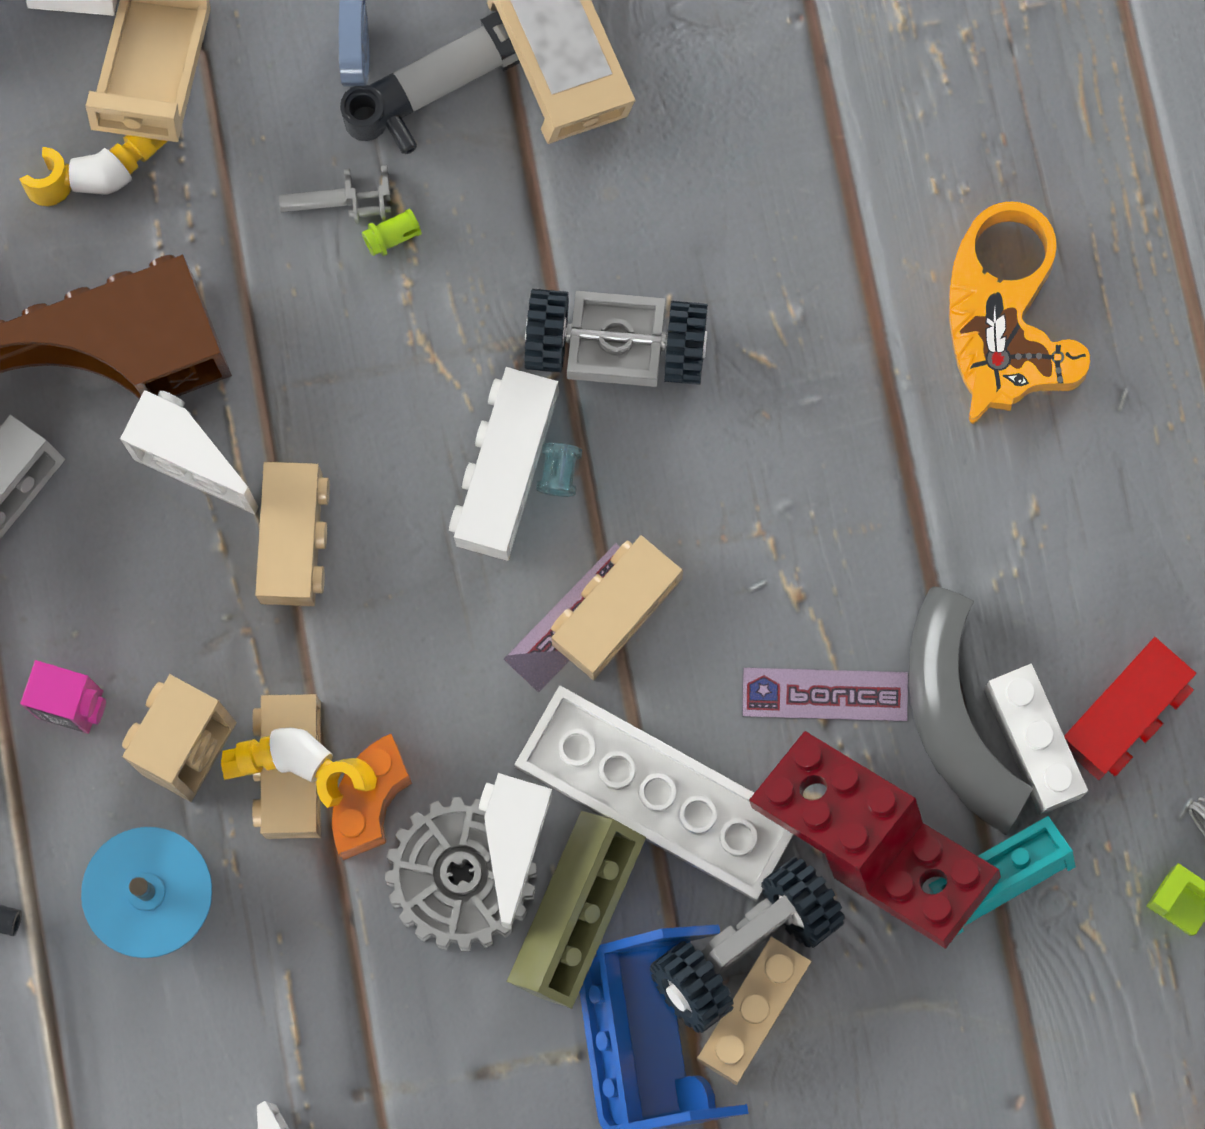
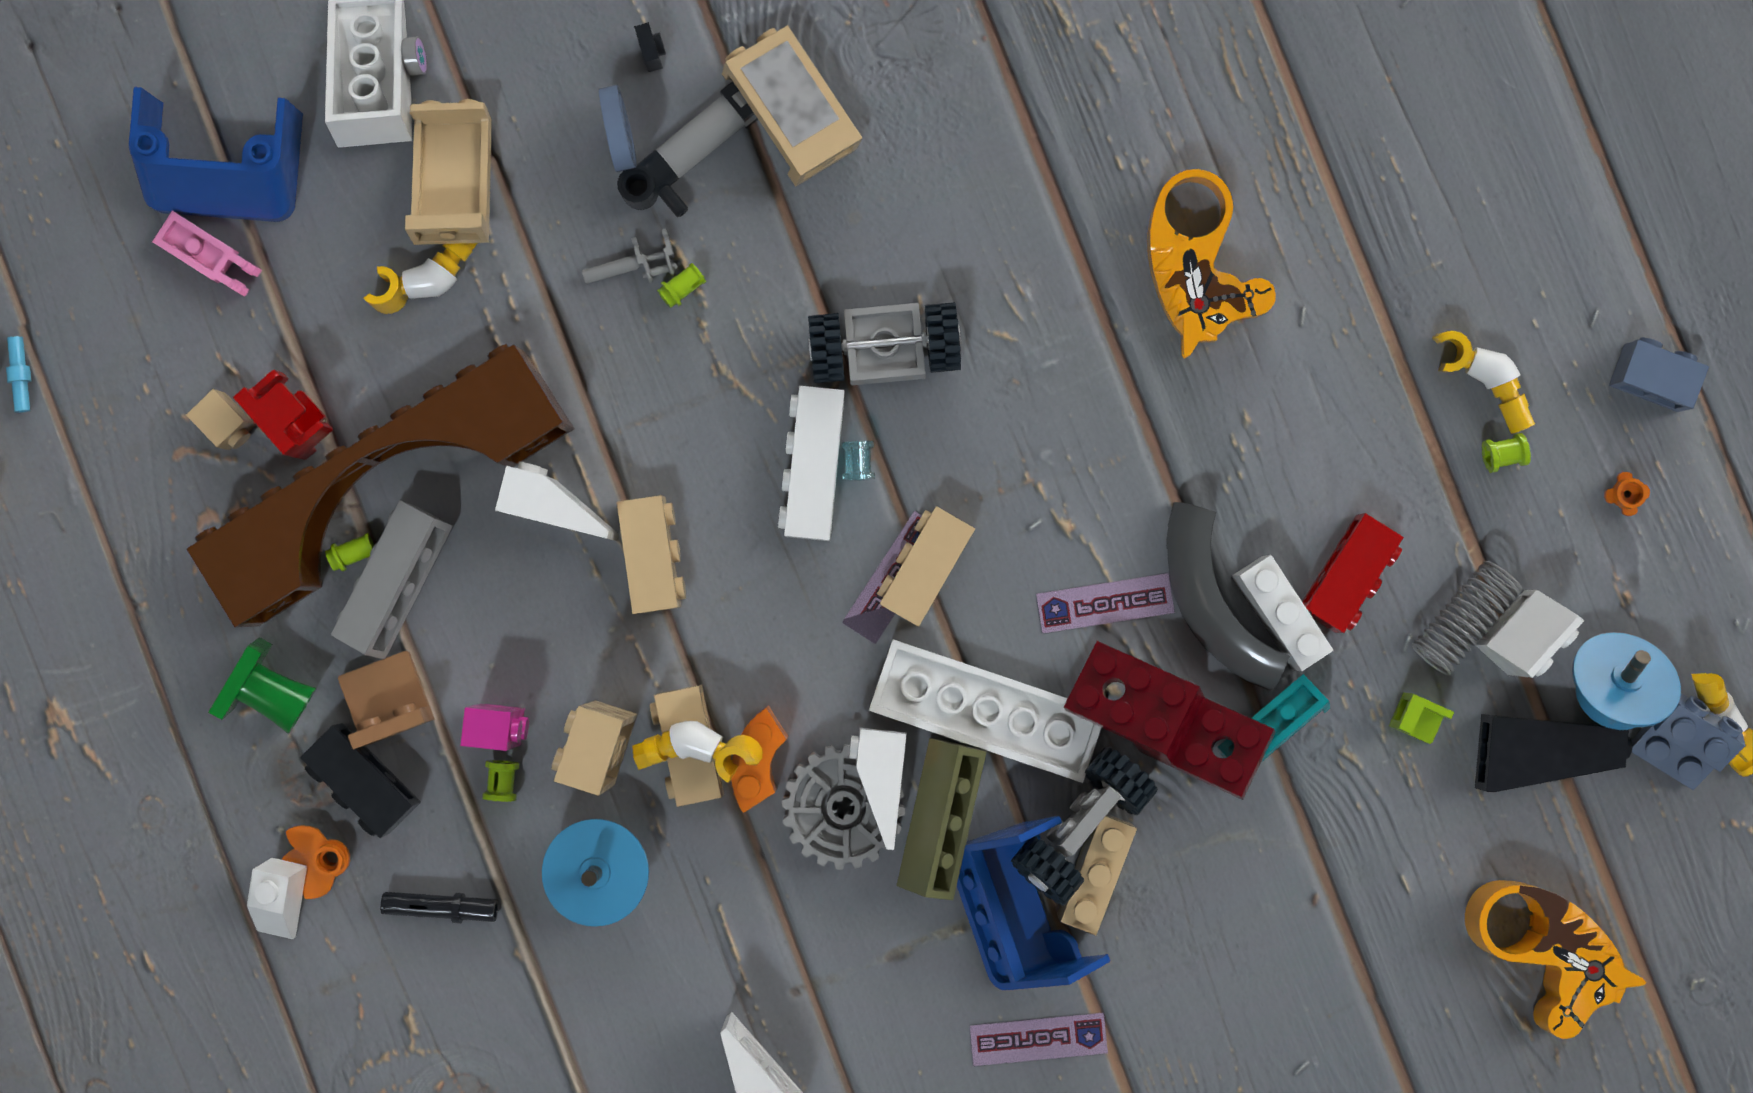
camera: 15 degrees left, 10 degrees up
(56, 767) = (500, 780): none -> lime bush

